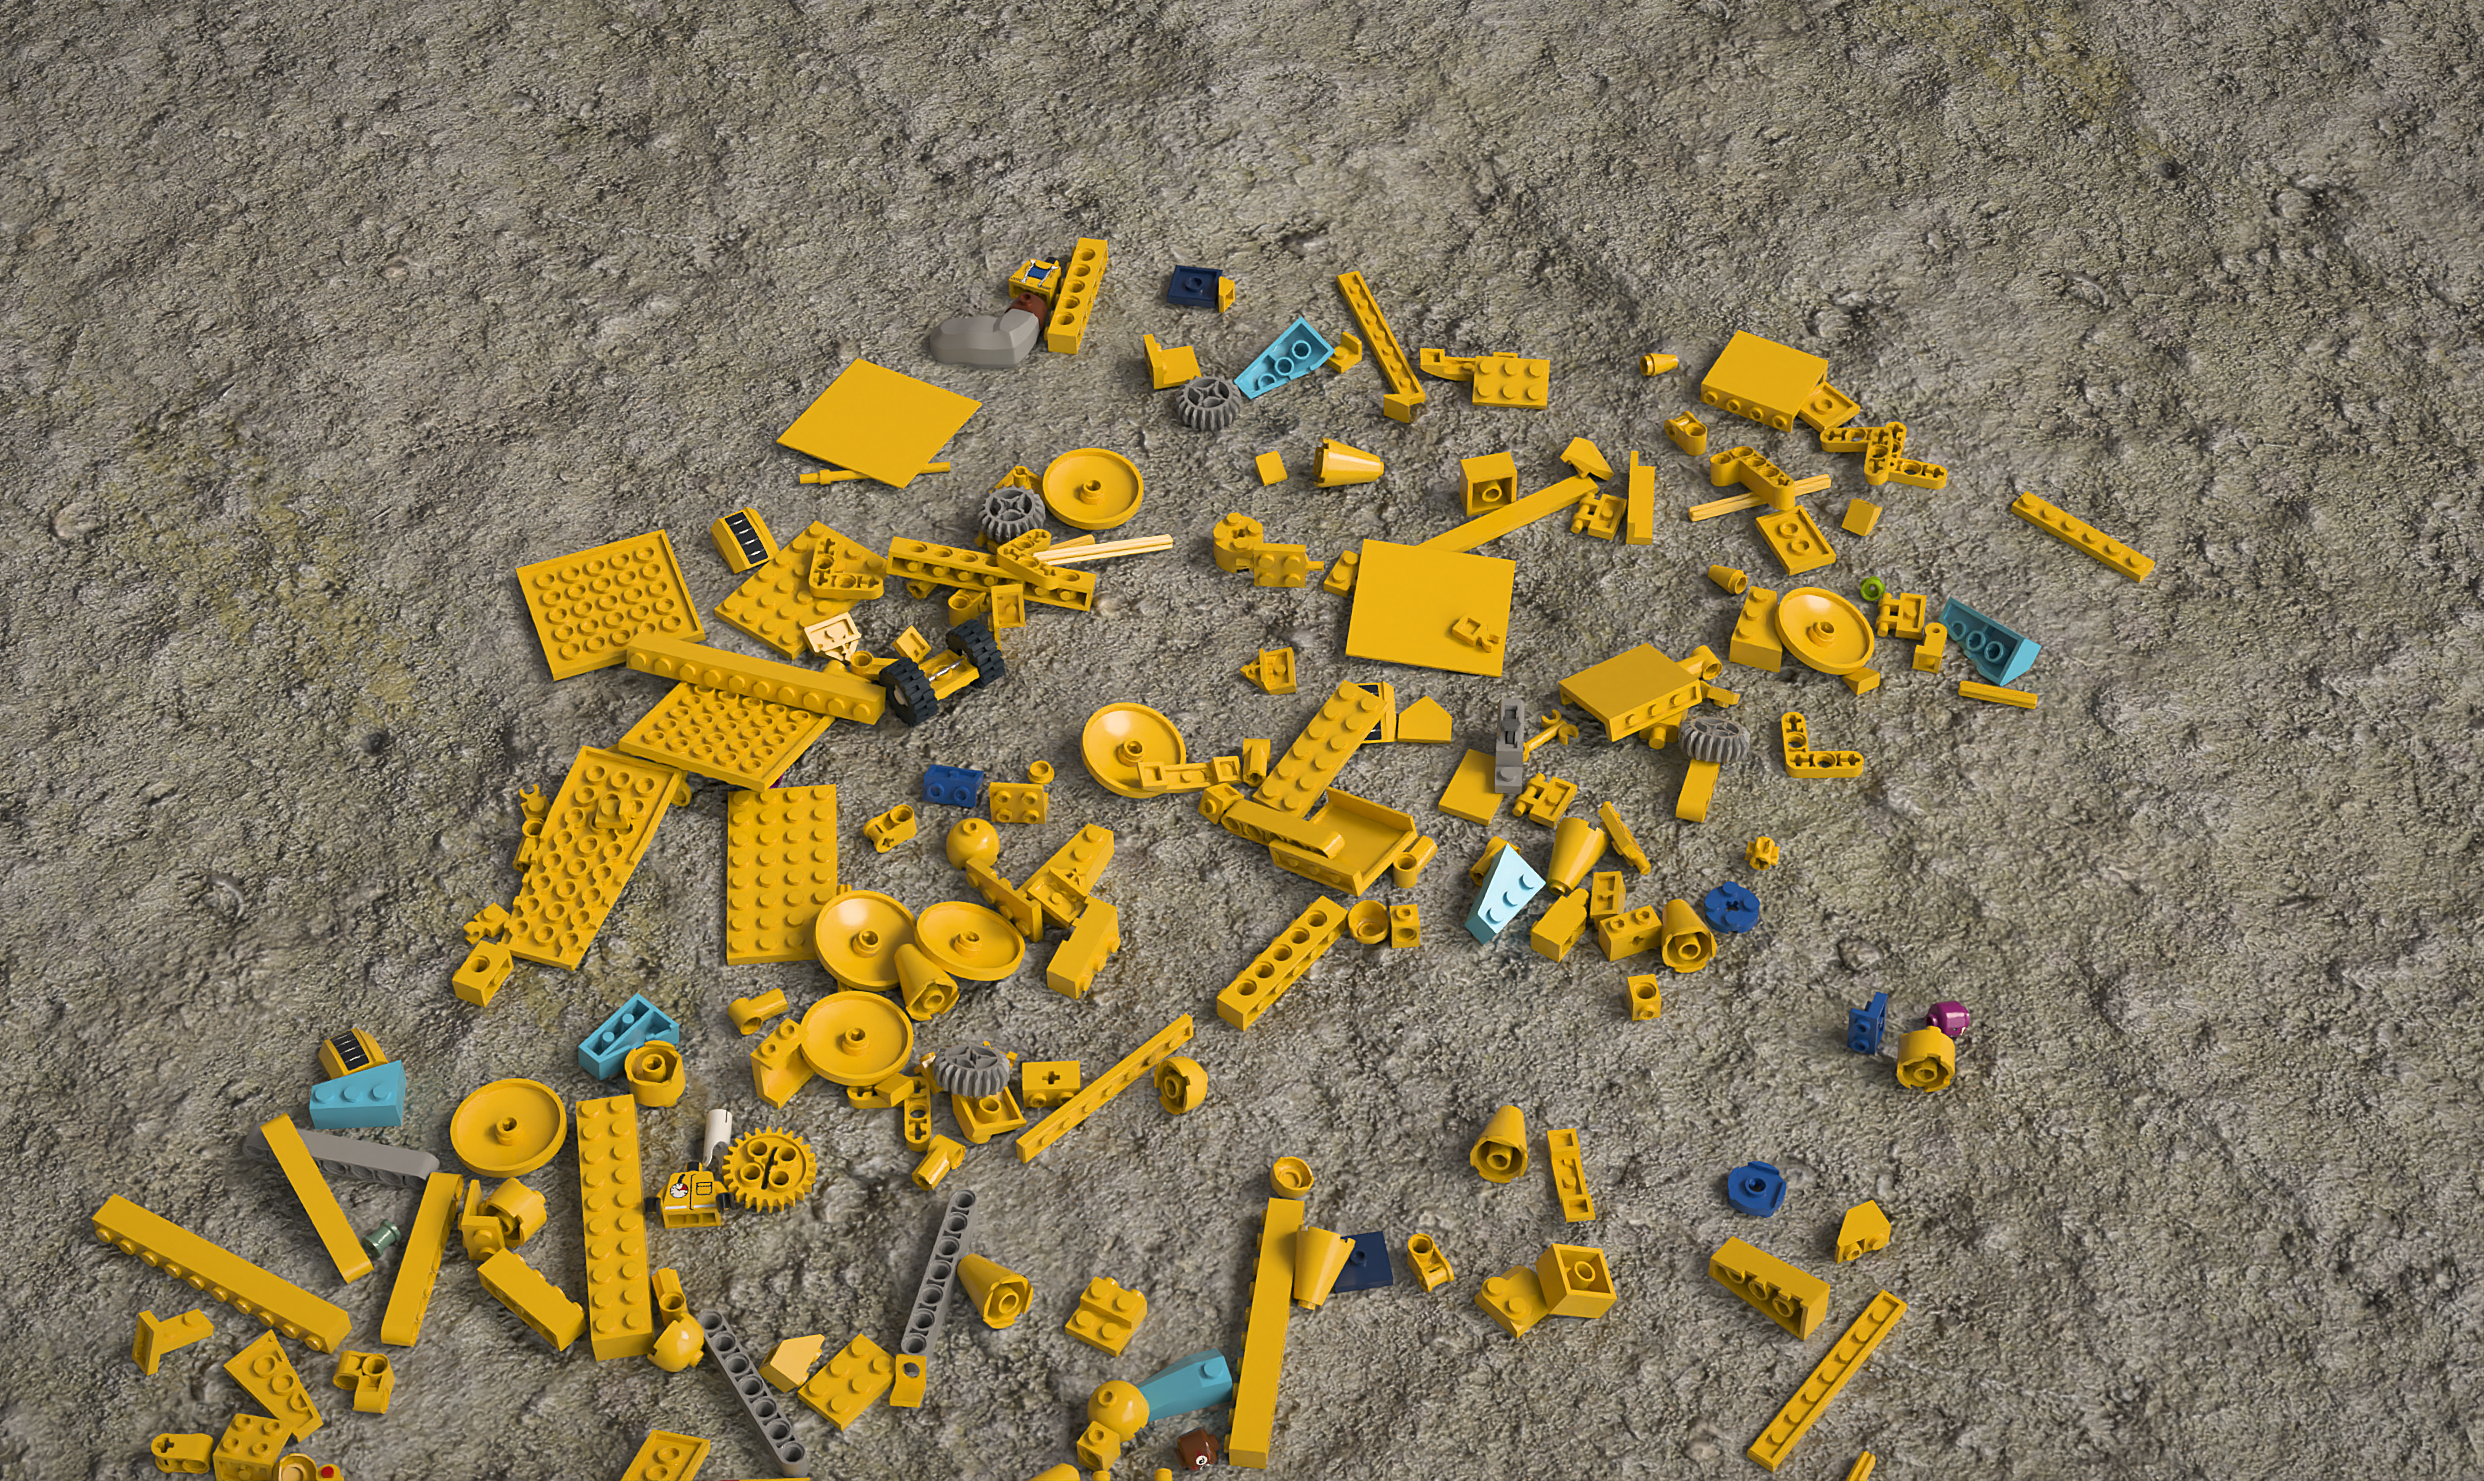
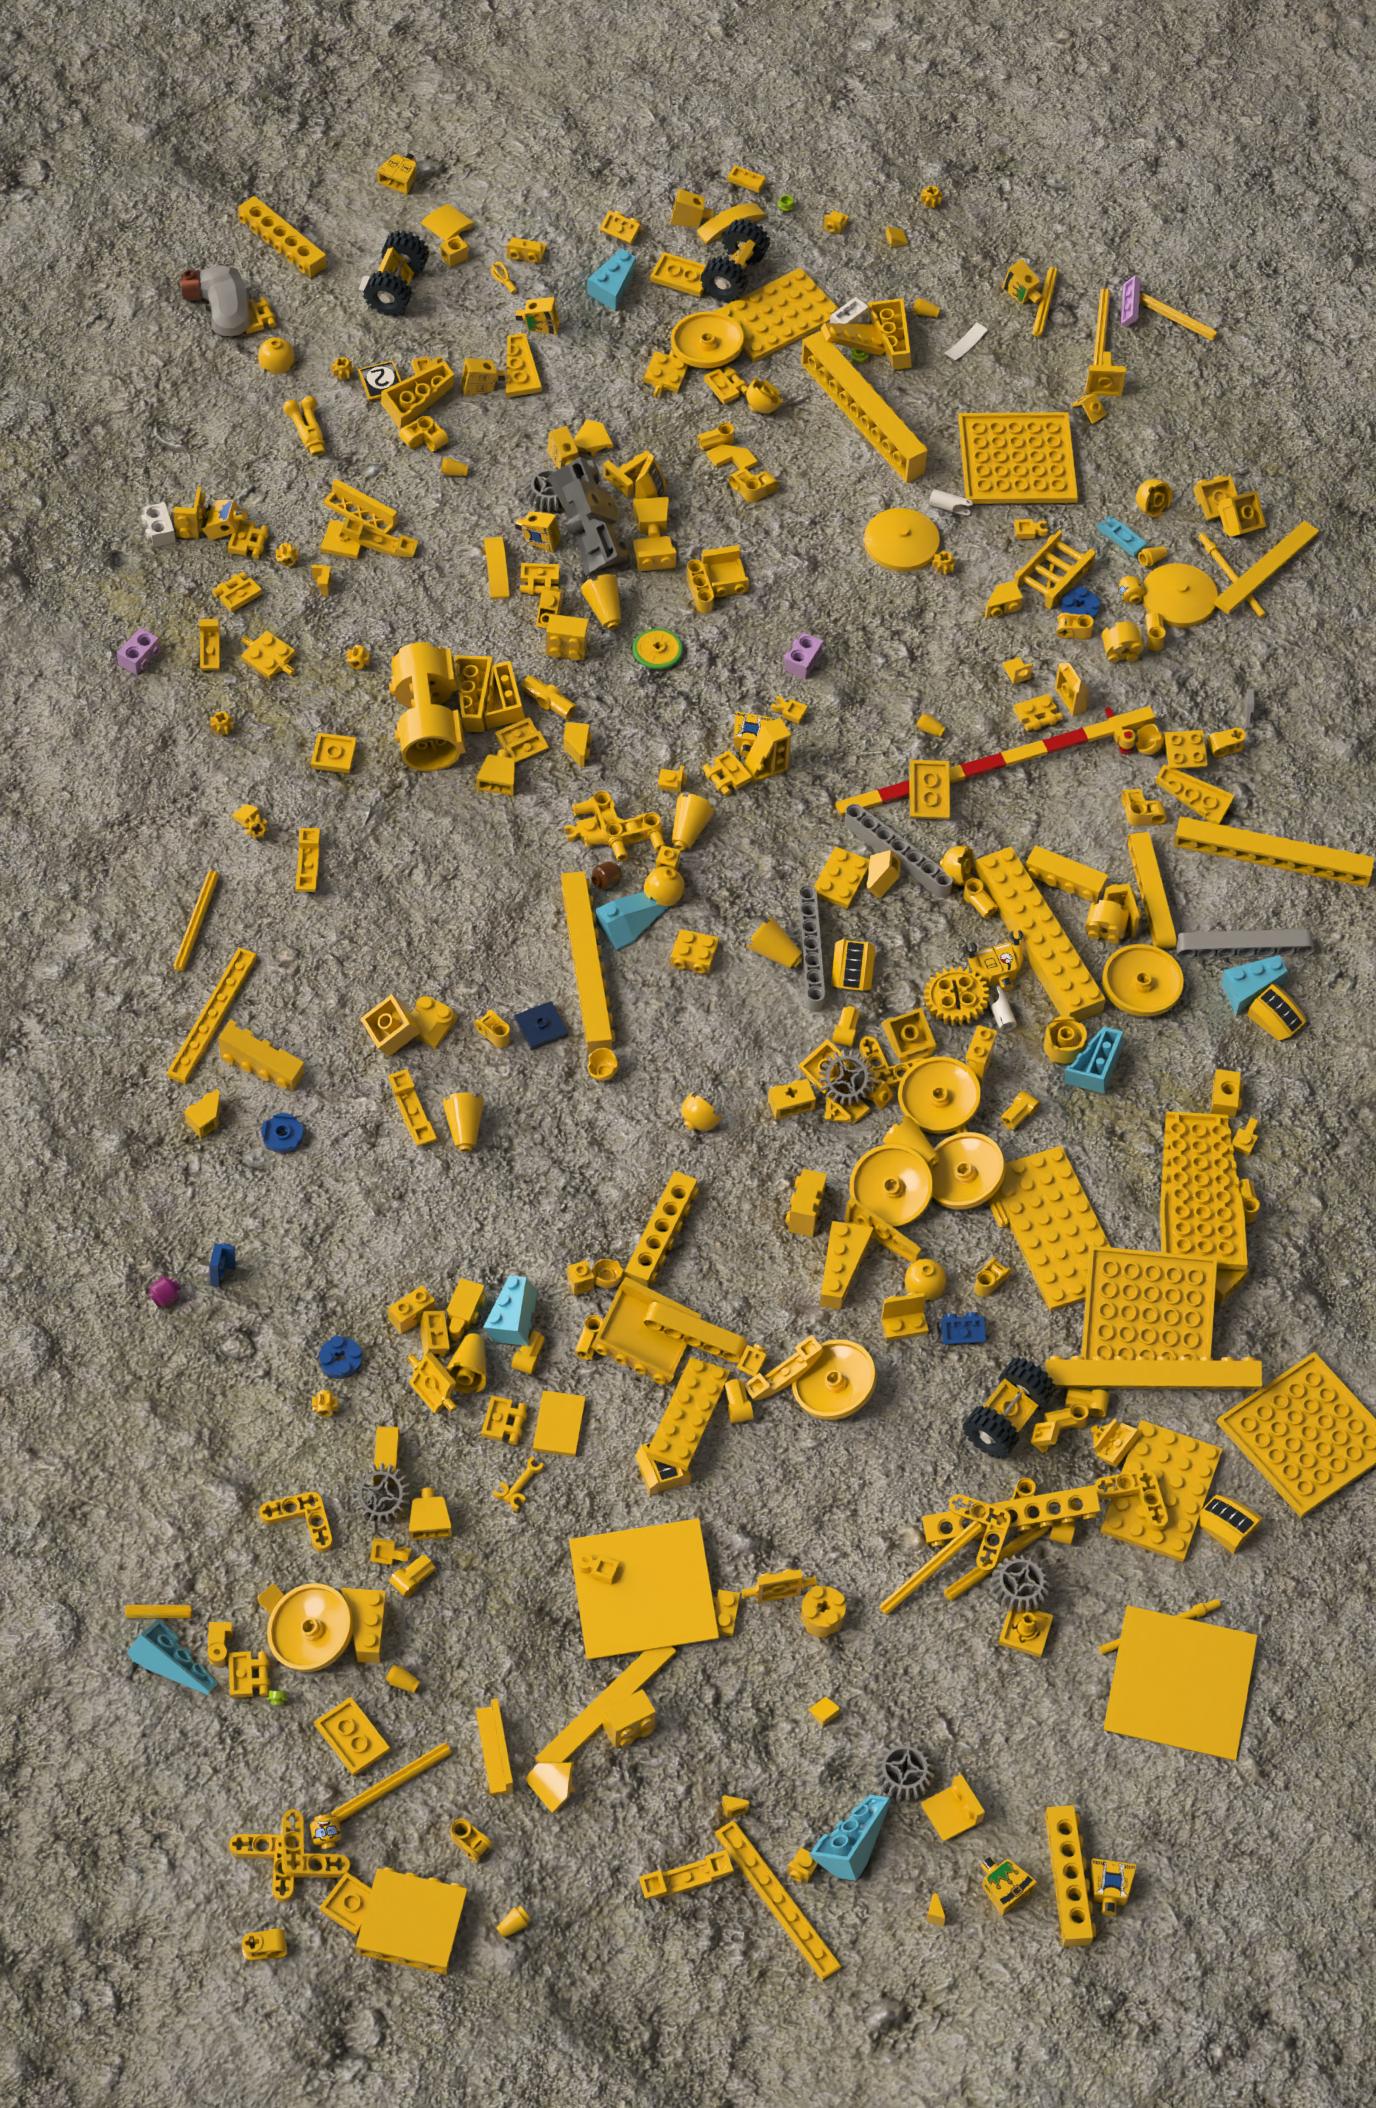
camera: 160 degrees right, 10 degrees up
(157, 1337) = (1278, 804): yellow bracket -> none
(317, 1198) = (1240, 902): yellow beam -> none
(381, 1238) = (1185, 896): sand green bush -> none
(534, 805) = (1263, 1239): yellow plate -> none
(615, 813) = (1192, 1214): yellow bracket -> none
(859, 1133) = (910, 1035): none -> yellow slope
(893, 1244) = (853, 965): none -> yellow slope
(895, 1088) = (896, 1065): yellow slope -> none
(909, 1390) = (801, 873): yellow bracket -> none
(991, 340) = (1126, 1795): light grey piece -> none
(1007, 609) = (987, 1487): yellow bracket -> none
(1040, 773) = (900, 1355): yellow plate -> none
(1061, 893) = (837, 1221): yellow slope -> none
(1092, 488) = (965, 1637): yellow dish -> none
(1104, 1088) = (752, 1105): yellow tile -> none
(1142, 299) = (1006, 1884): none -> yellow torso
(1194, 286) = (967, 1918): dark blue plate -> none
(1273, 671) = (752, 1497): yellow slope -> none
(1318, 1264) = (564, 1005): yellow cone -> none
(1344, 465) = (759, 1717): yellow cone -> none
(1425, 723) = (616, 1471): yellow slope -> none
(1509, 746) = (541, 1448): light grey plate -> none
(1511, 382) = (641, 1858): yellow plate -> none
(1606, 516) = (520, 1722): yellow plate -> none
(1632, 690) = (459, 1522): yellow panel -> none
(1643, 997) = (390, 1268): yellow brick -> none
(1685, 938) = (371, 1314): yellow cone -> none
(1756, 472) = (396, 1781): yellow beam -> none
(1840, 464) = (325, 1831): none -> yellow head
(1861, 516) = (298, 1777): yellow brick -> none
(1920, 390) = (267, 1945): none -> yellow piece
(1925, 1059) = (175, 1244): yellow brick -> none
(2083, 536) = (102, 1807): yellow plate -> none

